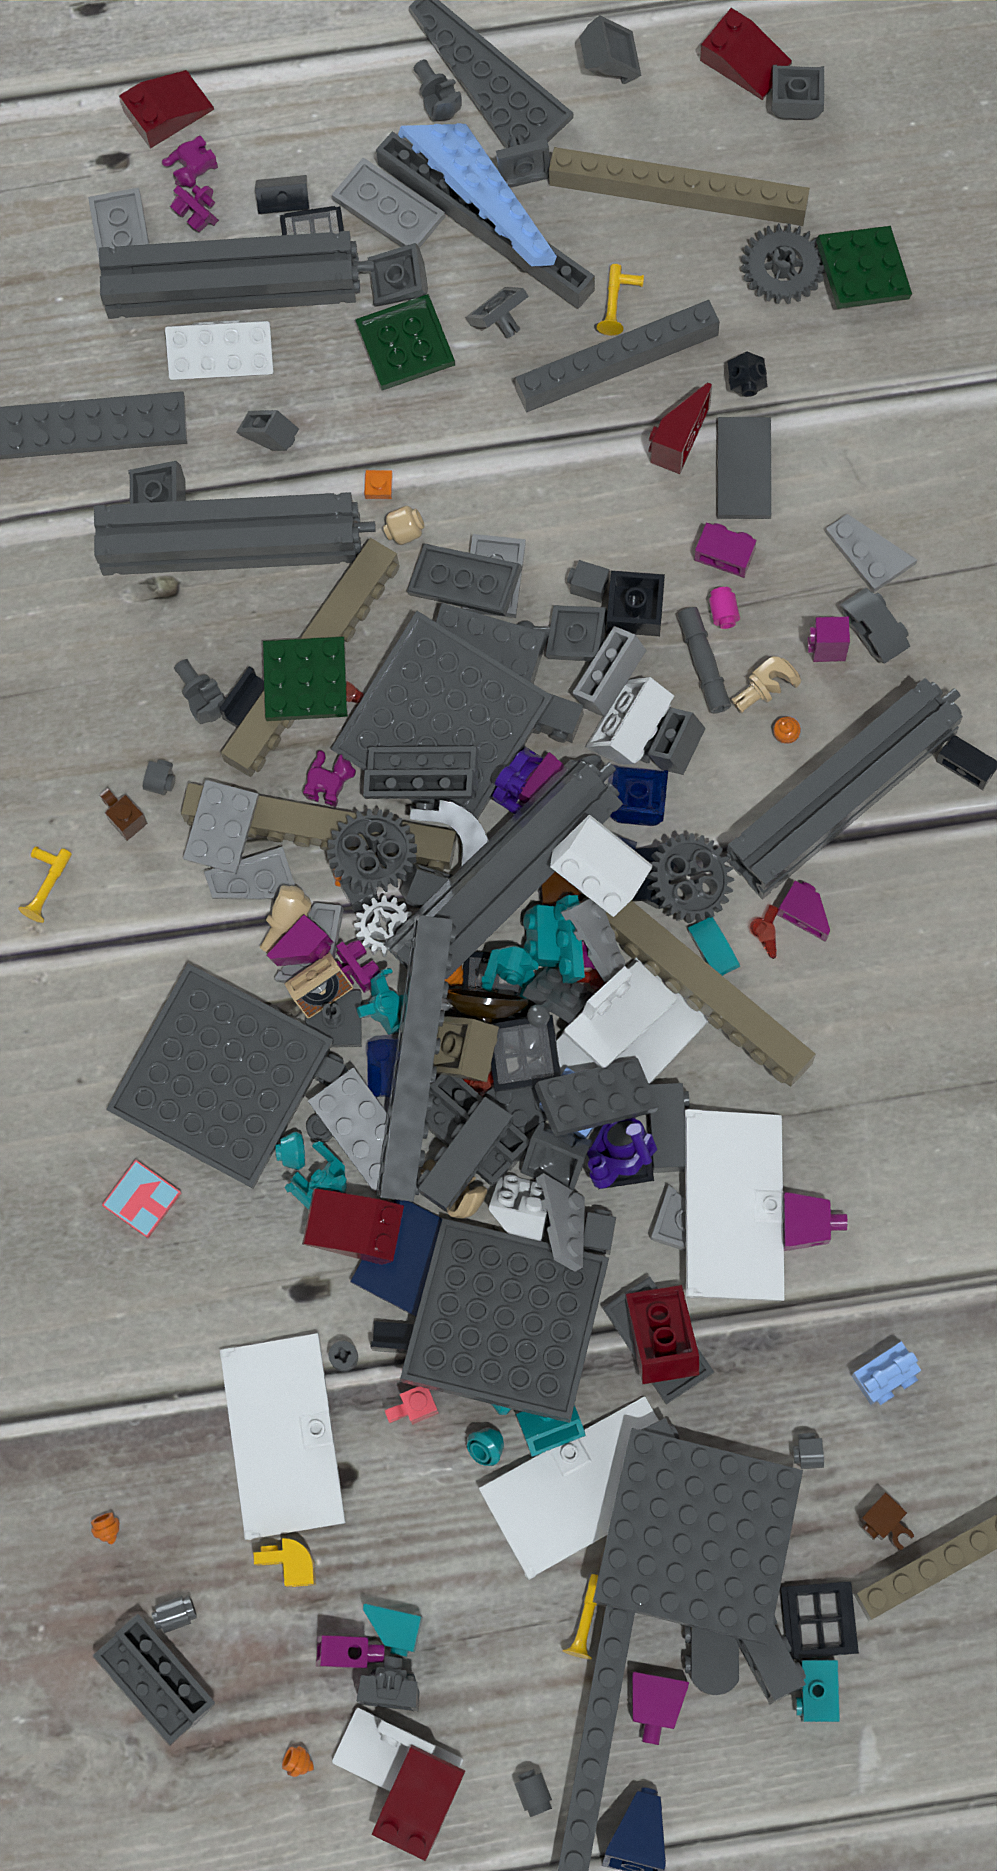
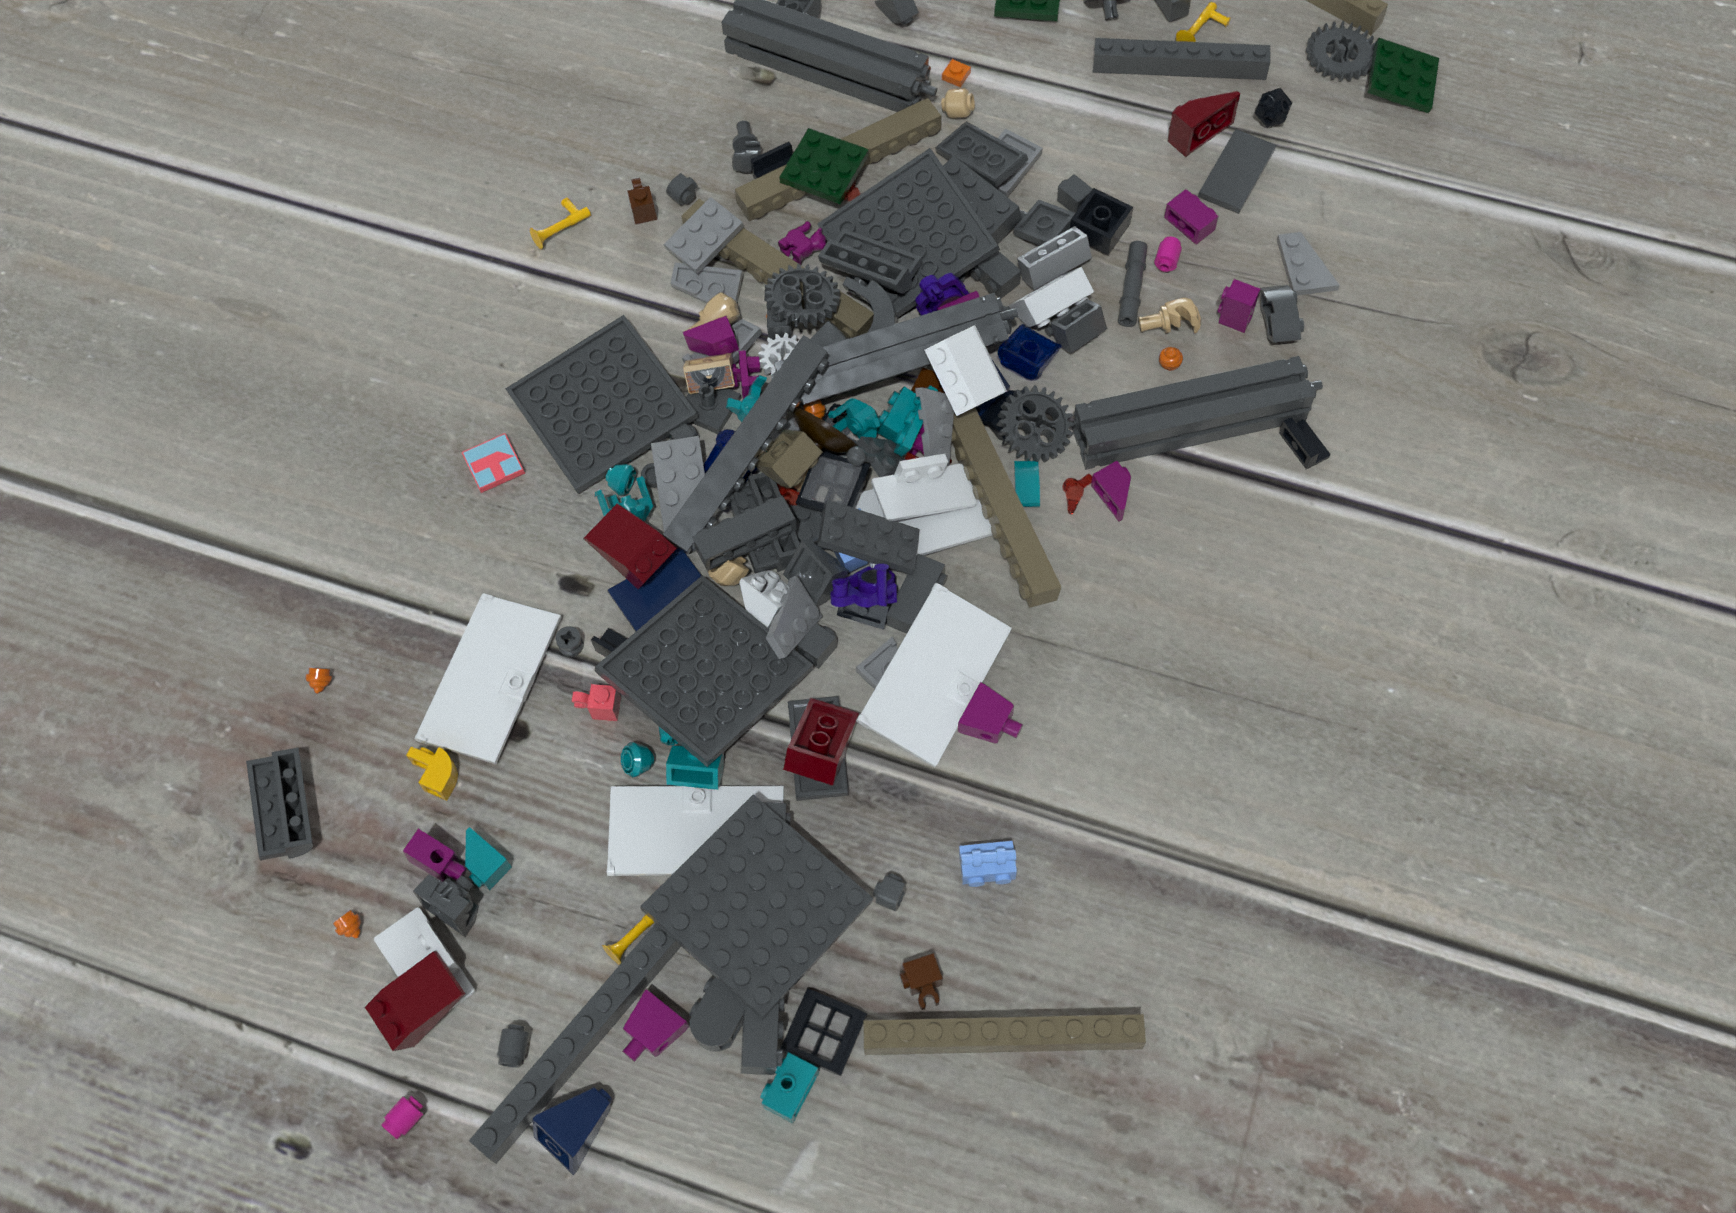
camera: 25 degrees right, 10 degrees down
(174, 1614) = (327, 765): dark grey brick -> none

